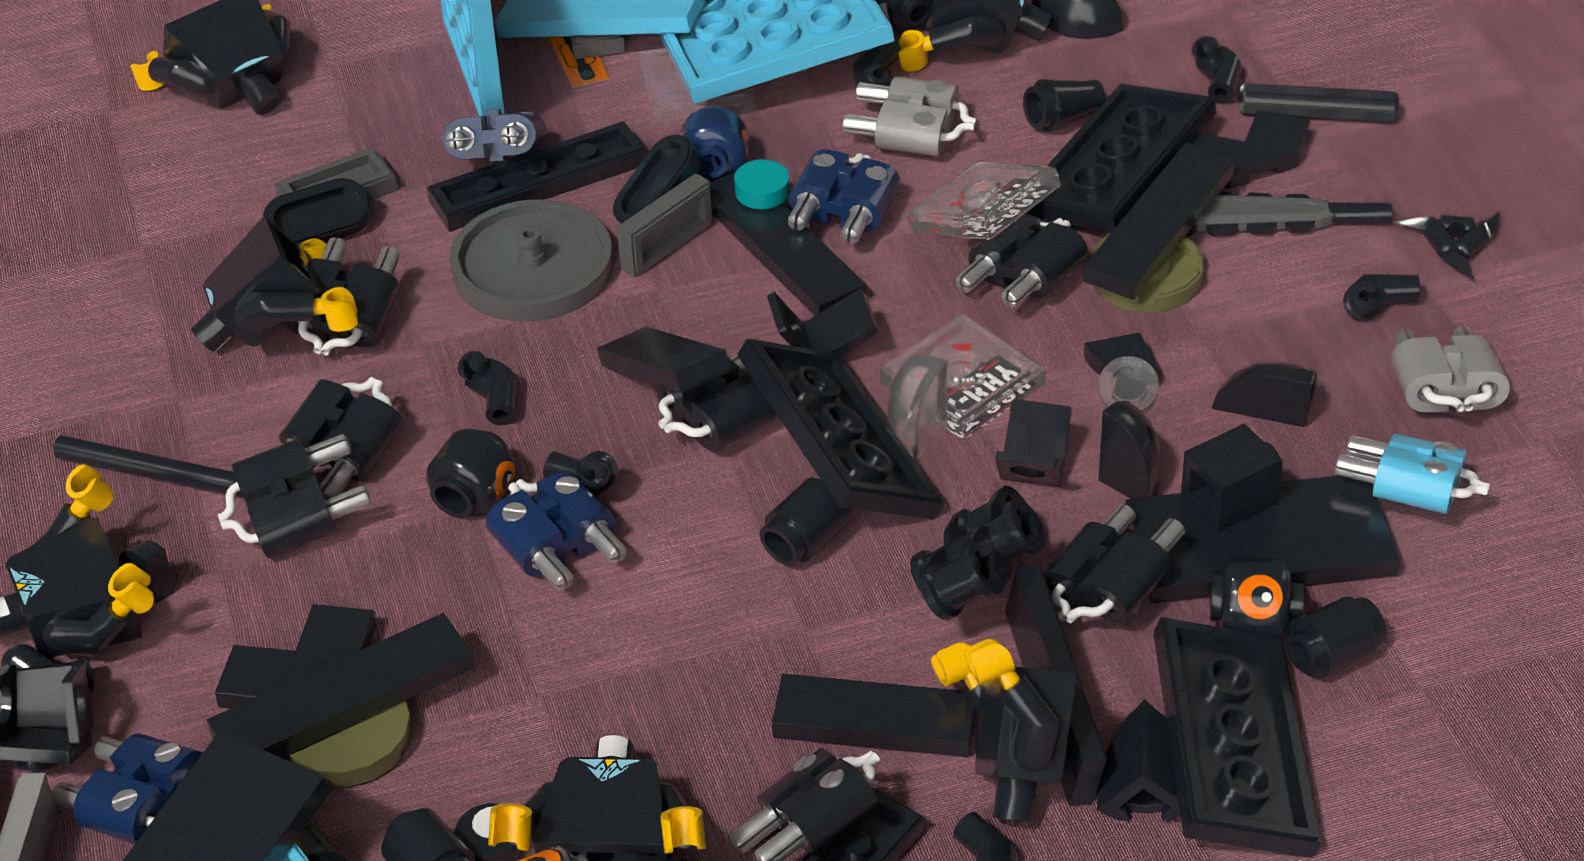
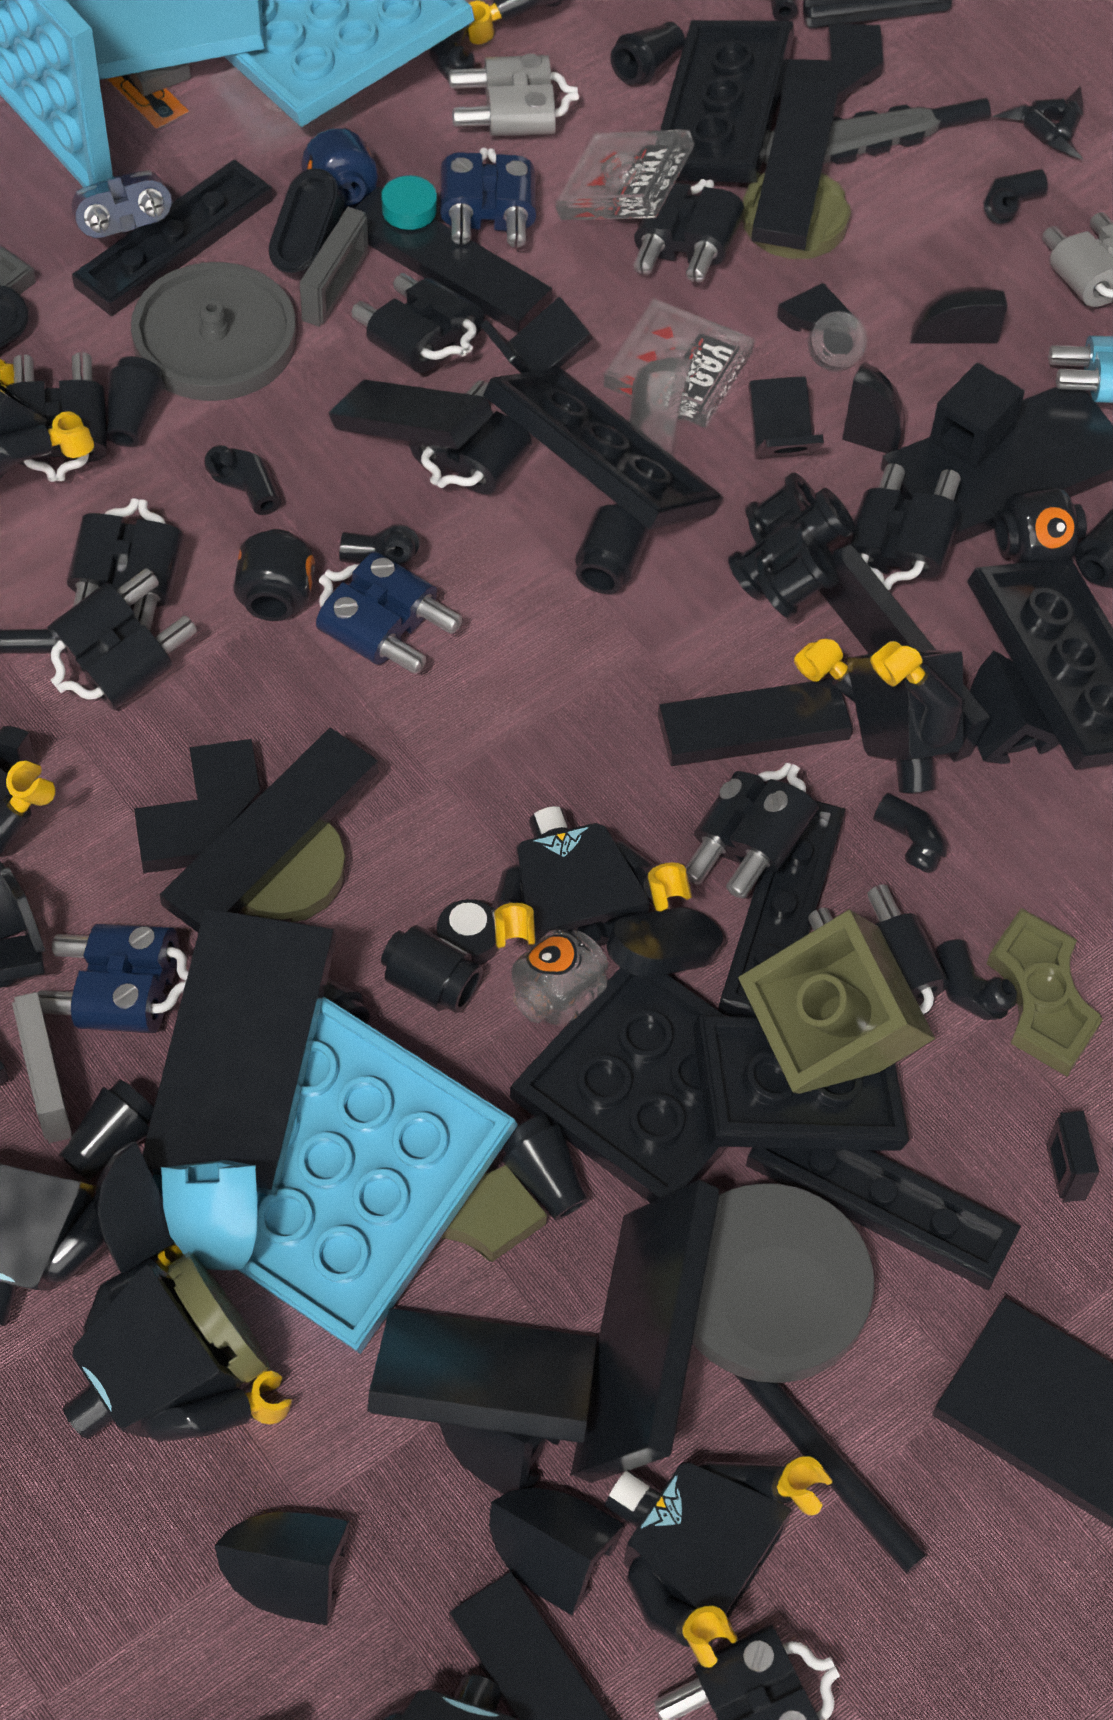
camera: 25 degrees left, 15 degrees up
(423, 297) = (132, 397): none -> black cone
(729, 292) = (423, 325): none -> black piece

